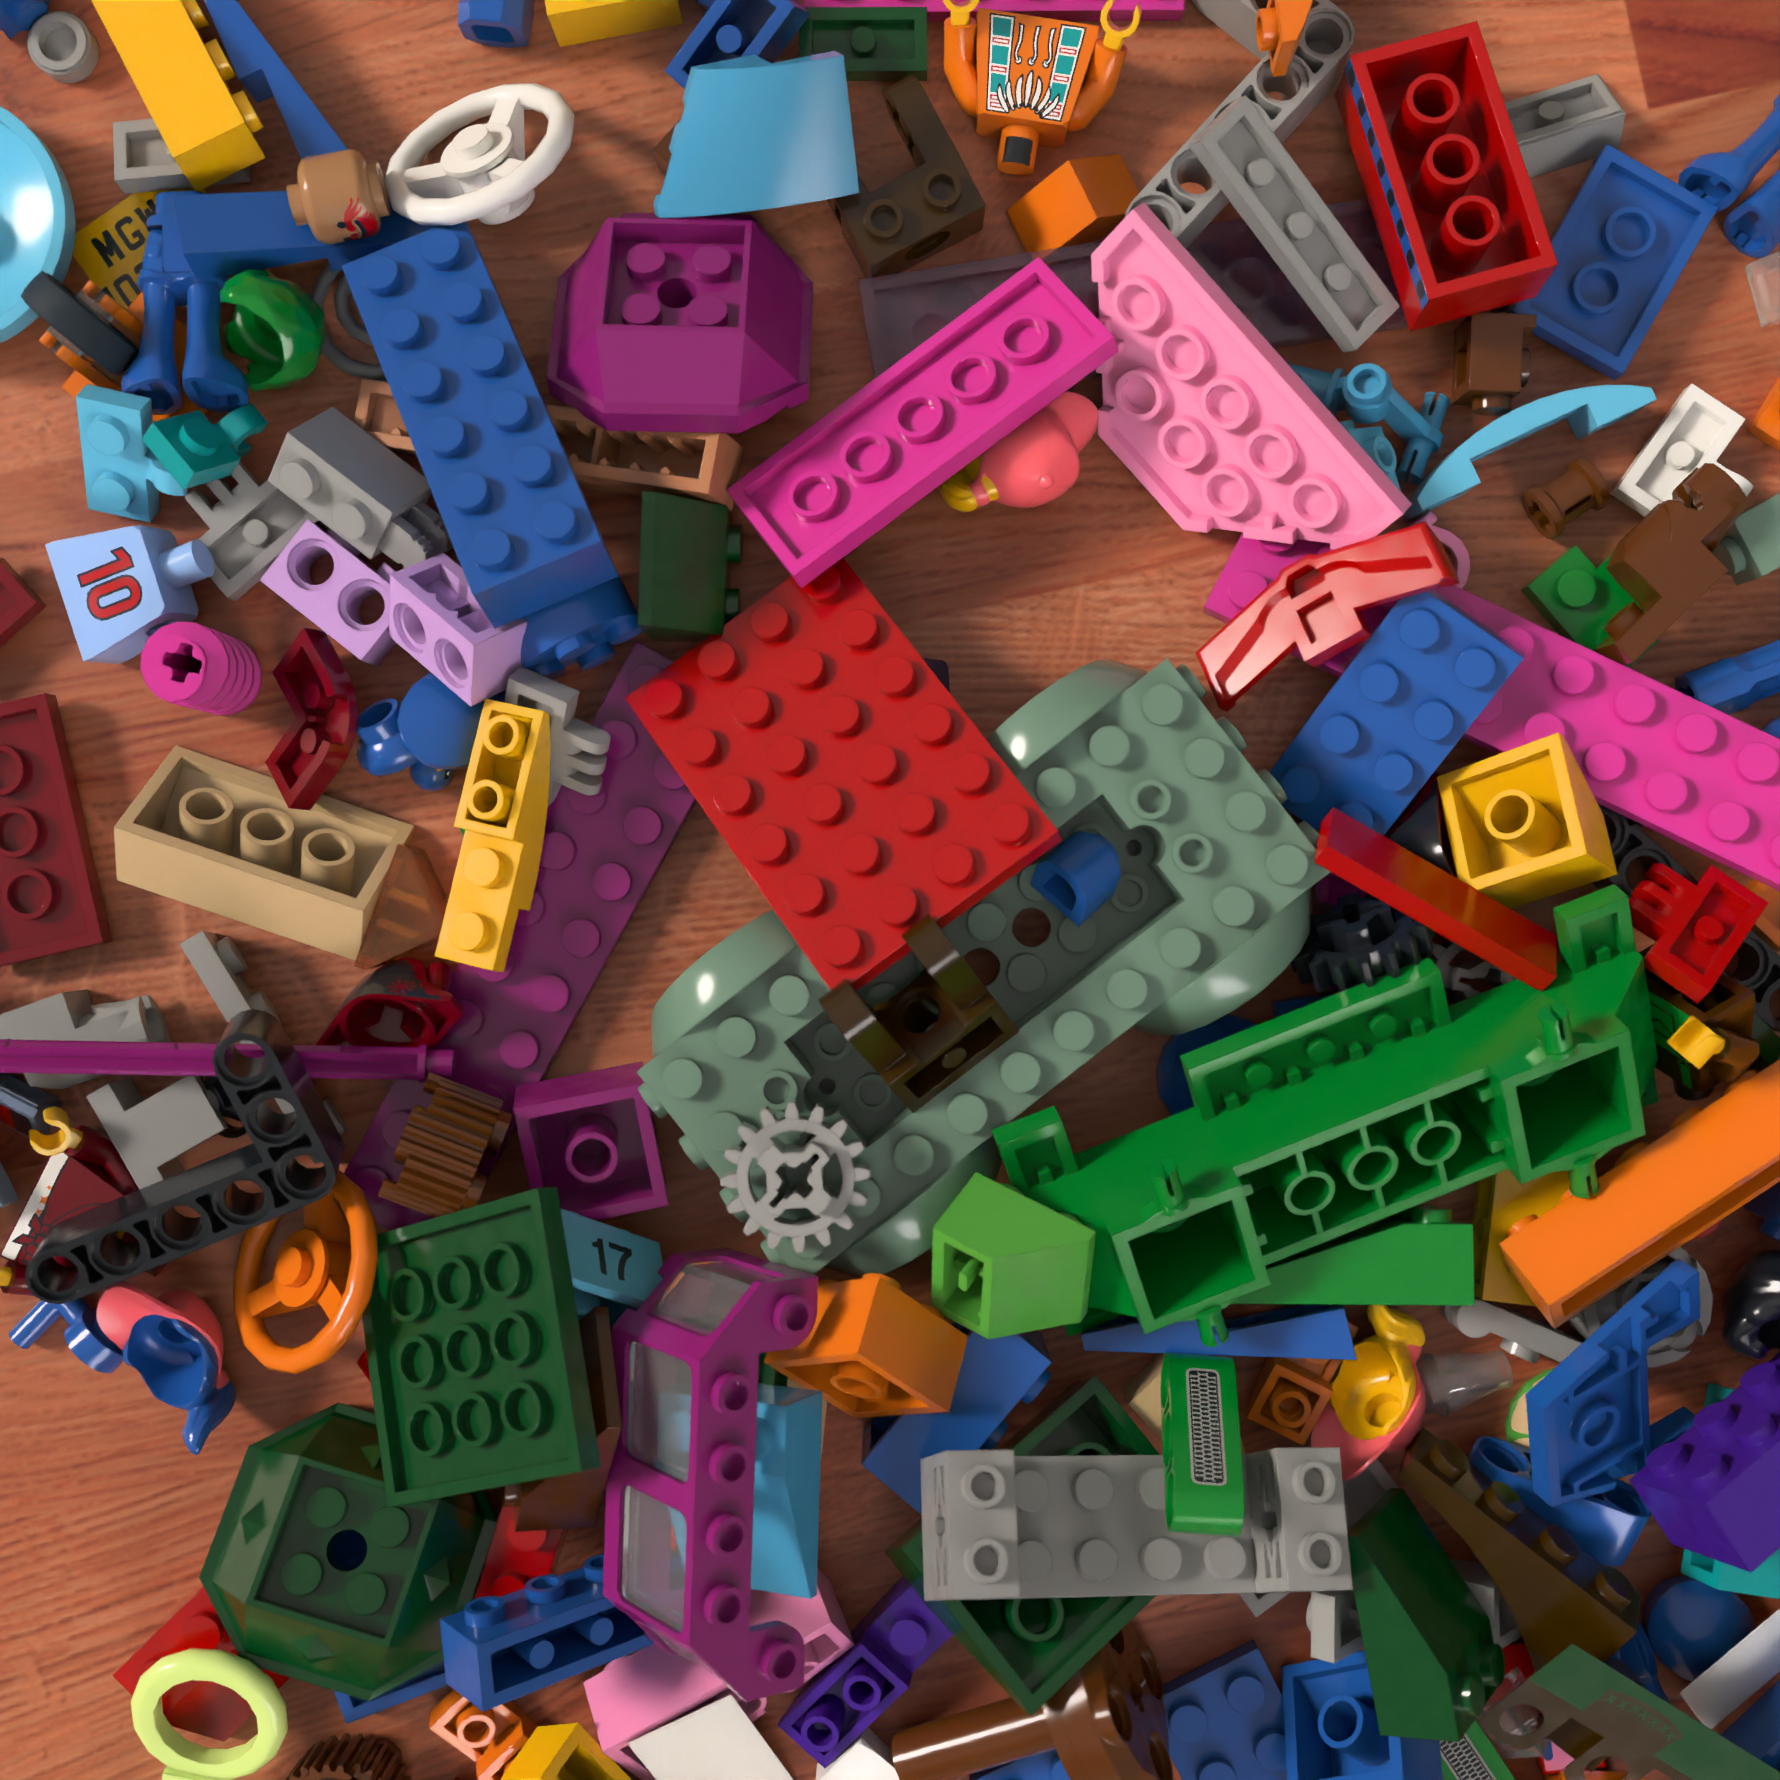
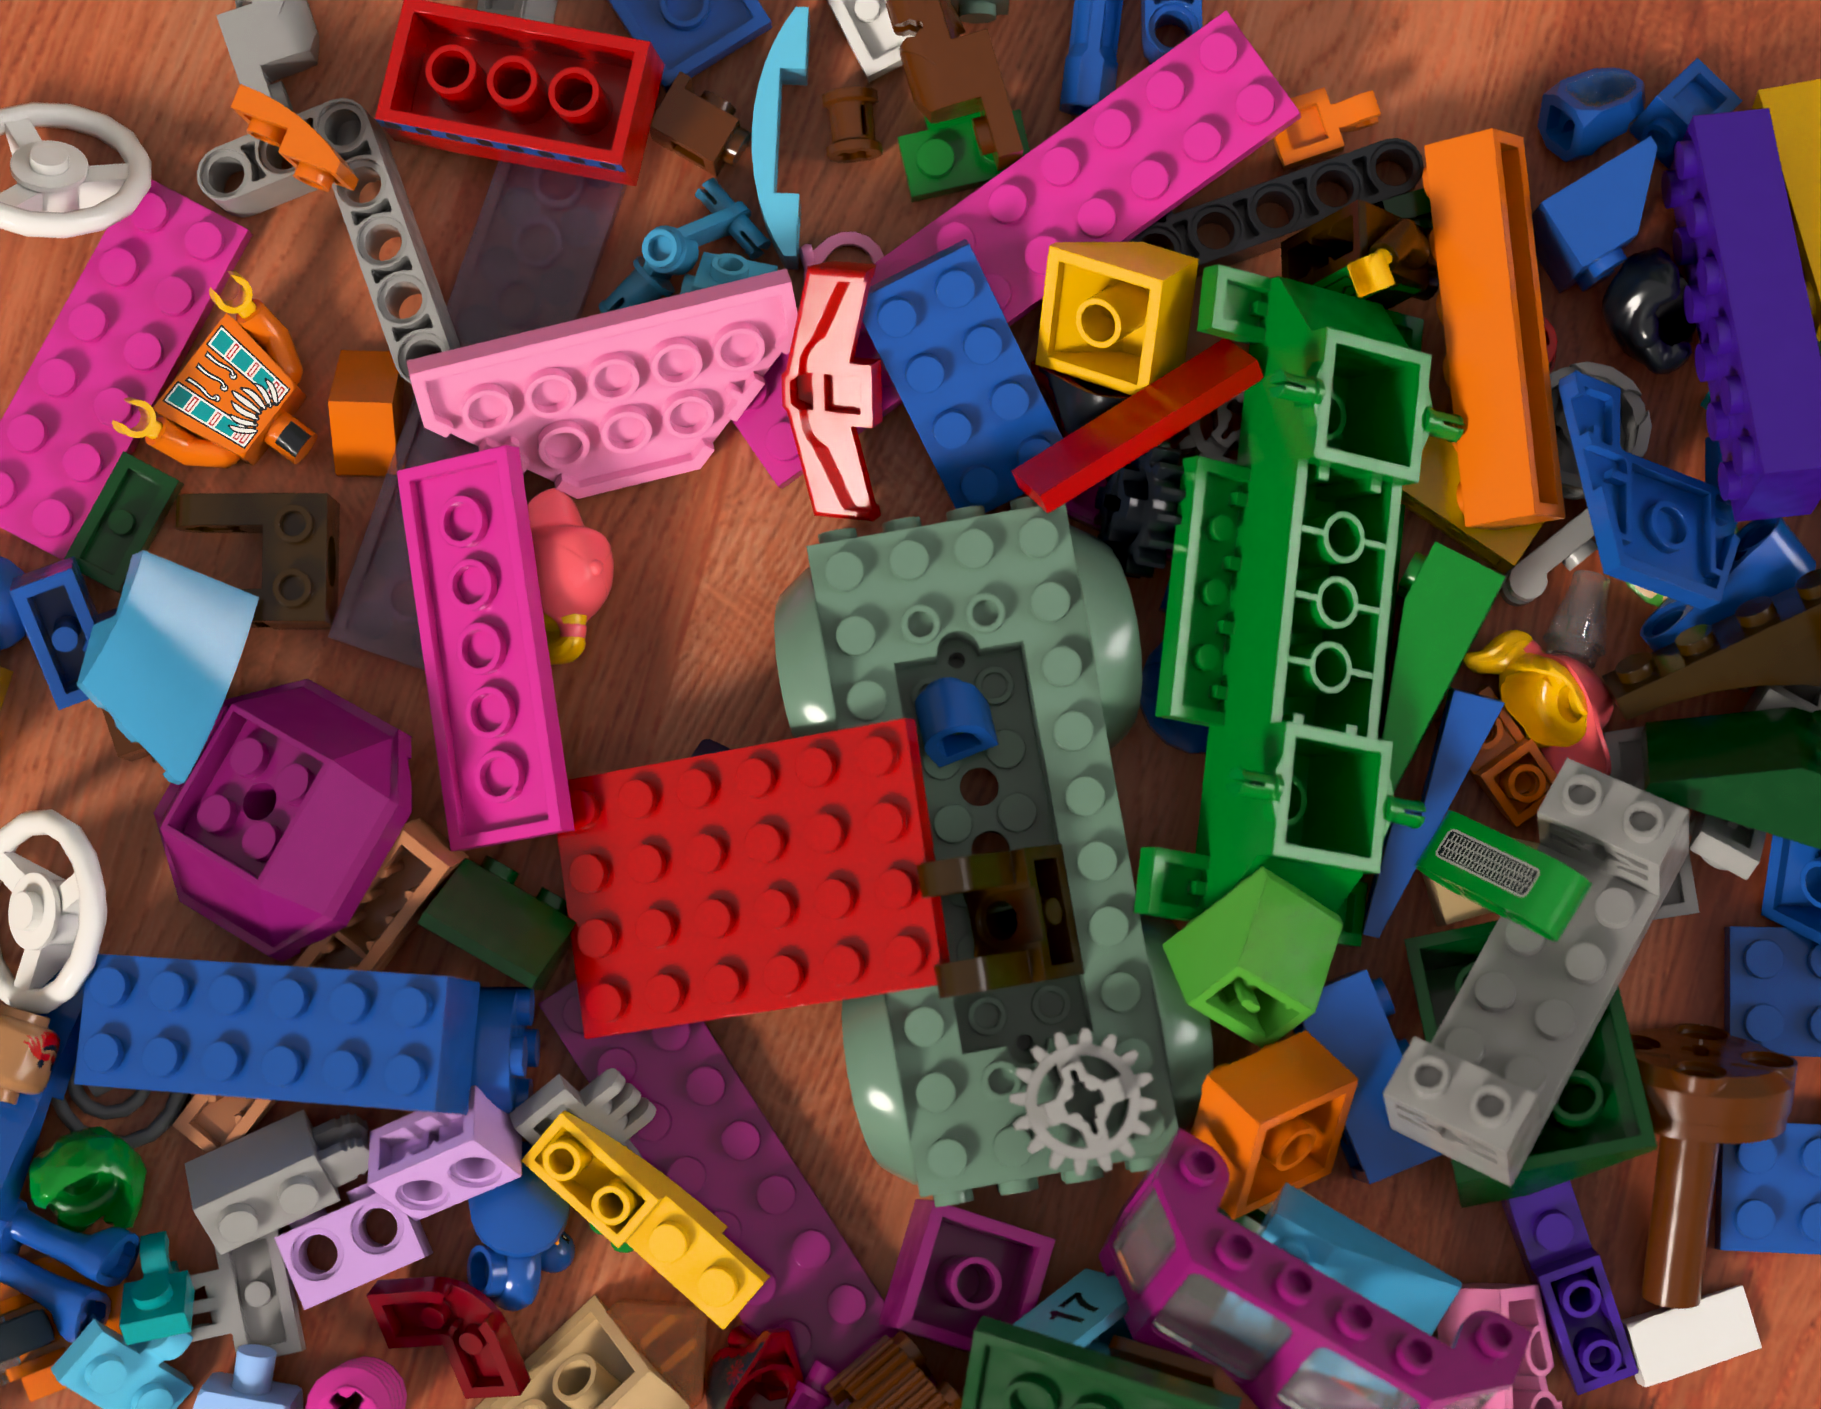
camera: 60 degrees left, 5 degrees down
(1294, 224) = (493, 239): light grey plate -> none
(1692, 925) = (1276, 218): red hinge -> none

